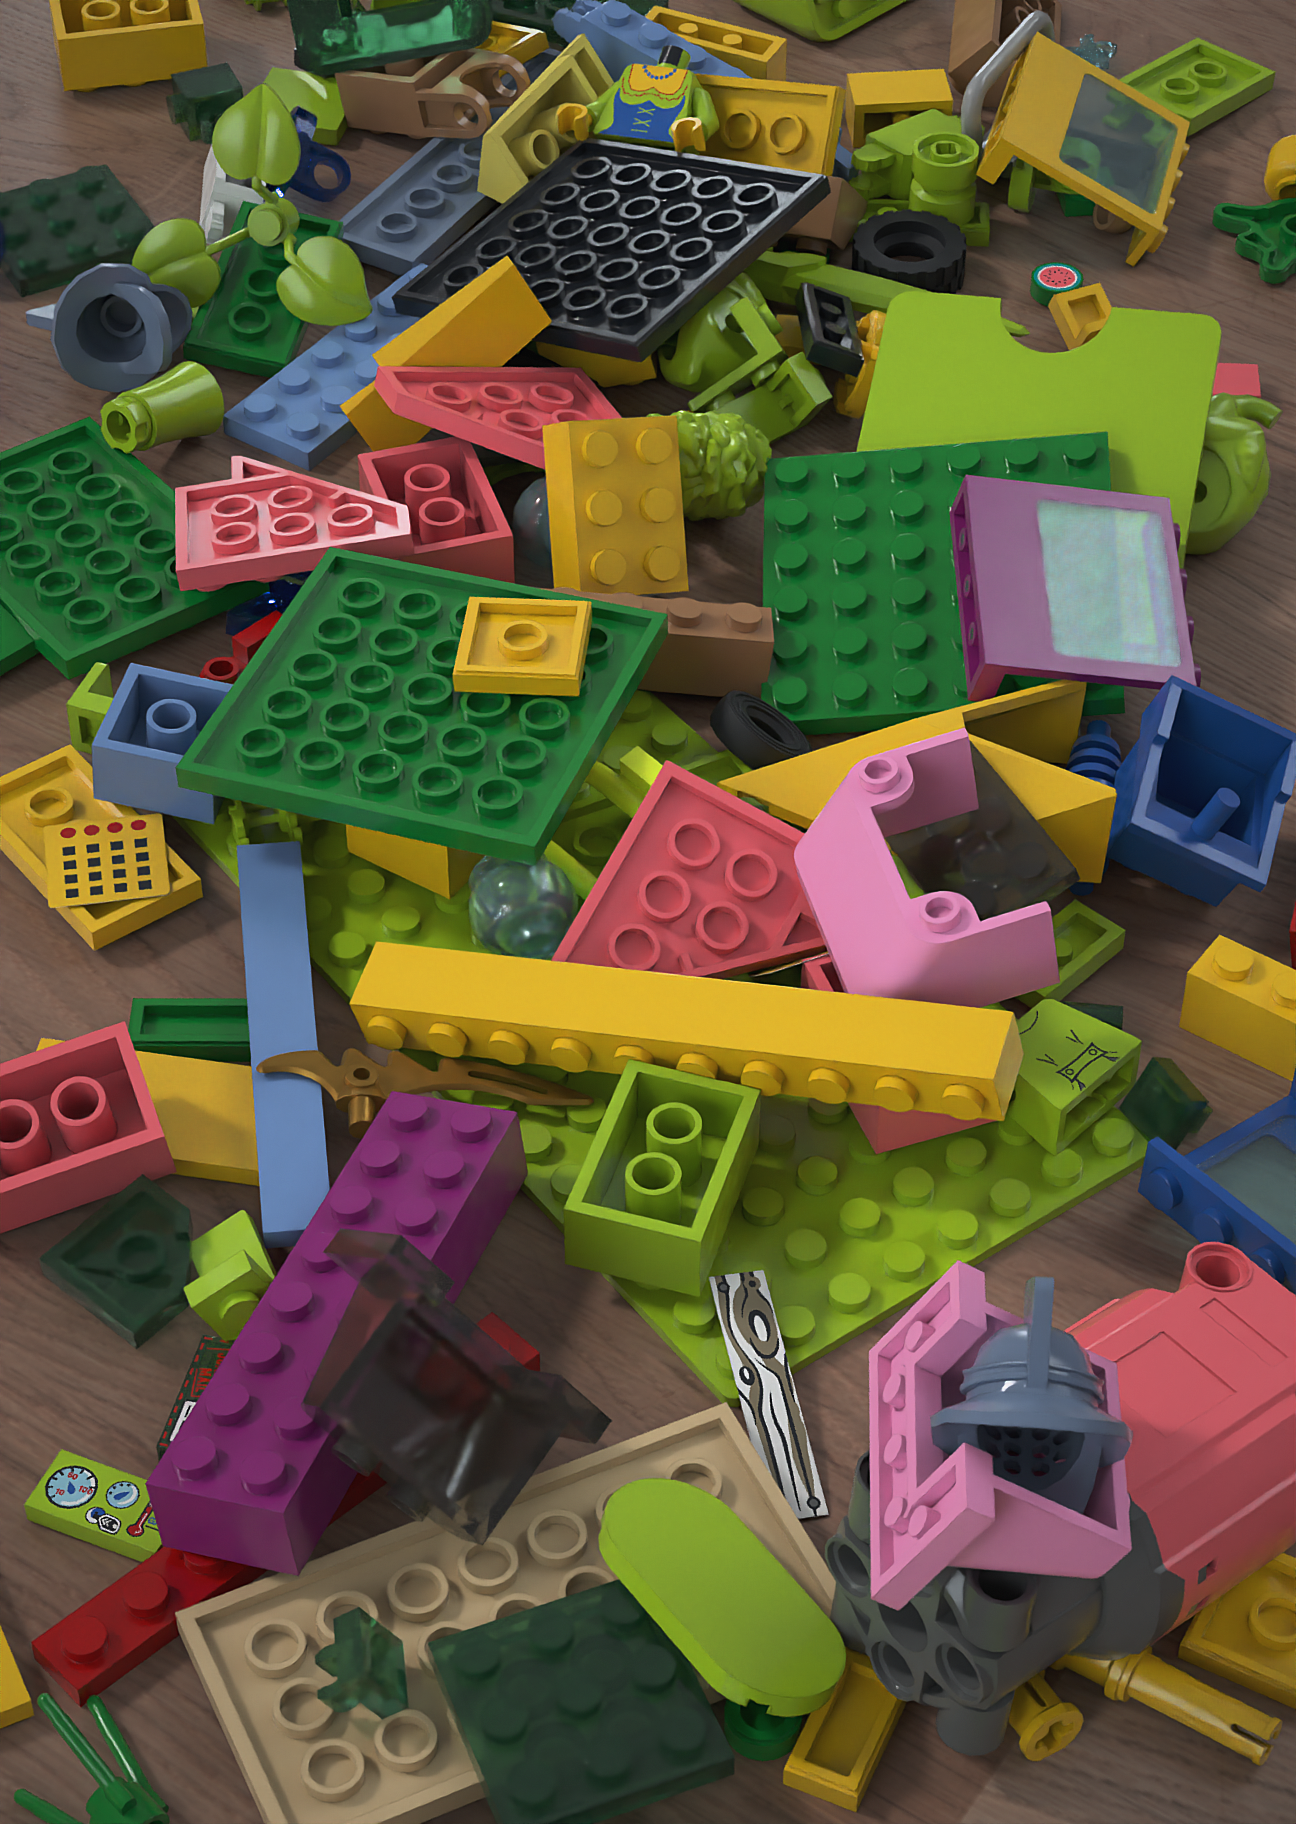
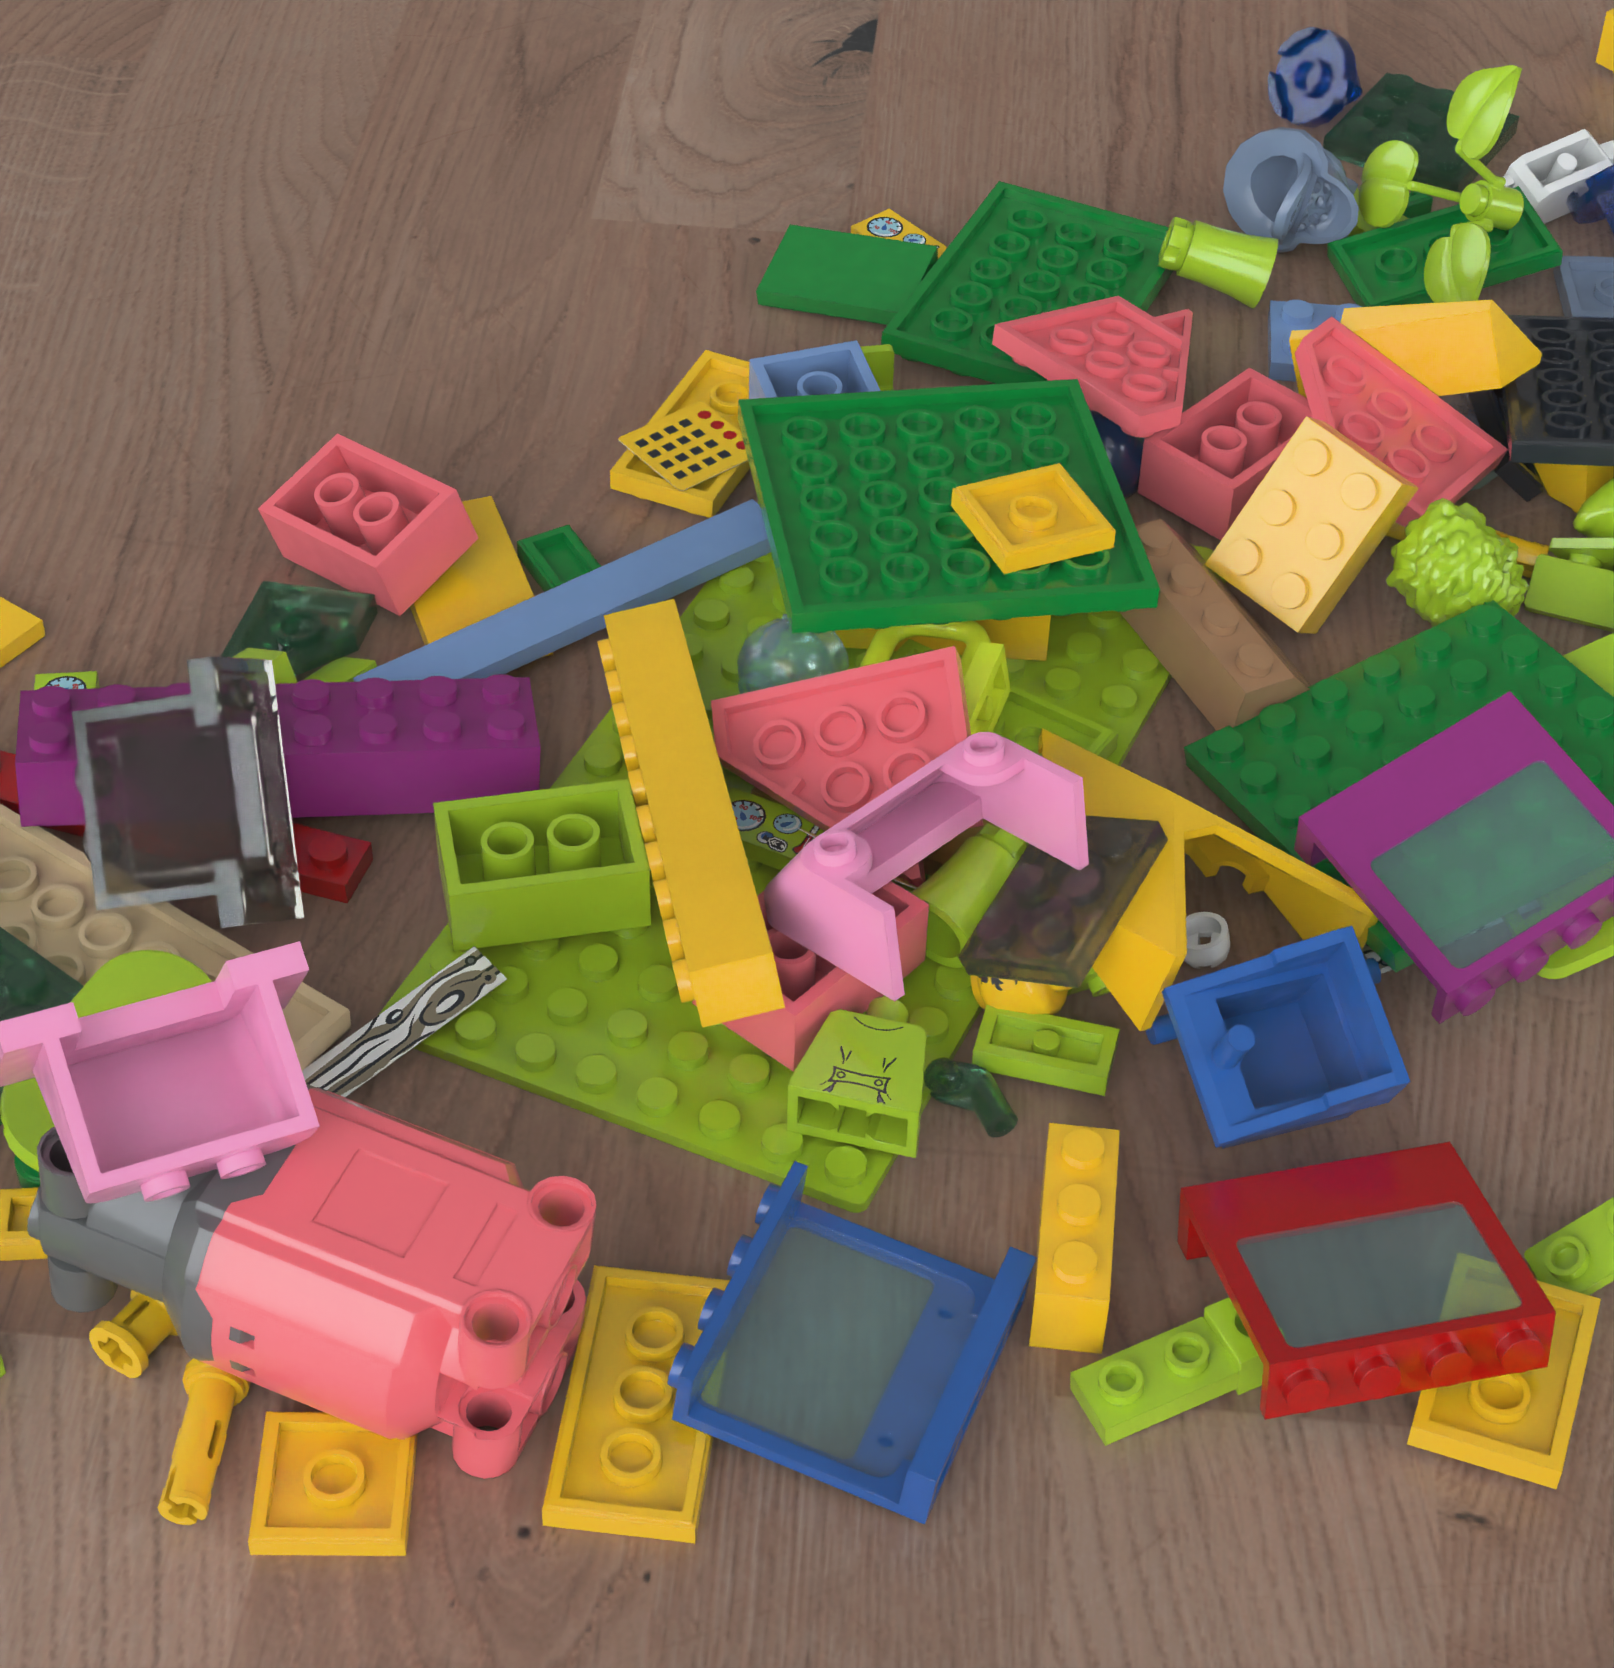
camera: 60 degrees right, 0 degrees up
(363, 1085) = (553, 675): pearl gold piece -> none
(756, 730) = (1172, 726): black tyre -> none
(1032, 1397) = (181, 1051): sand blue helmet -> none
(1165, 1103) = (903, 1185): clear green tile -> none

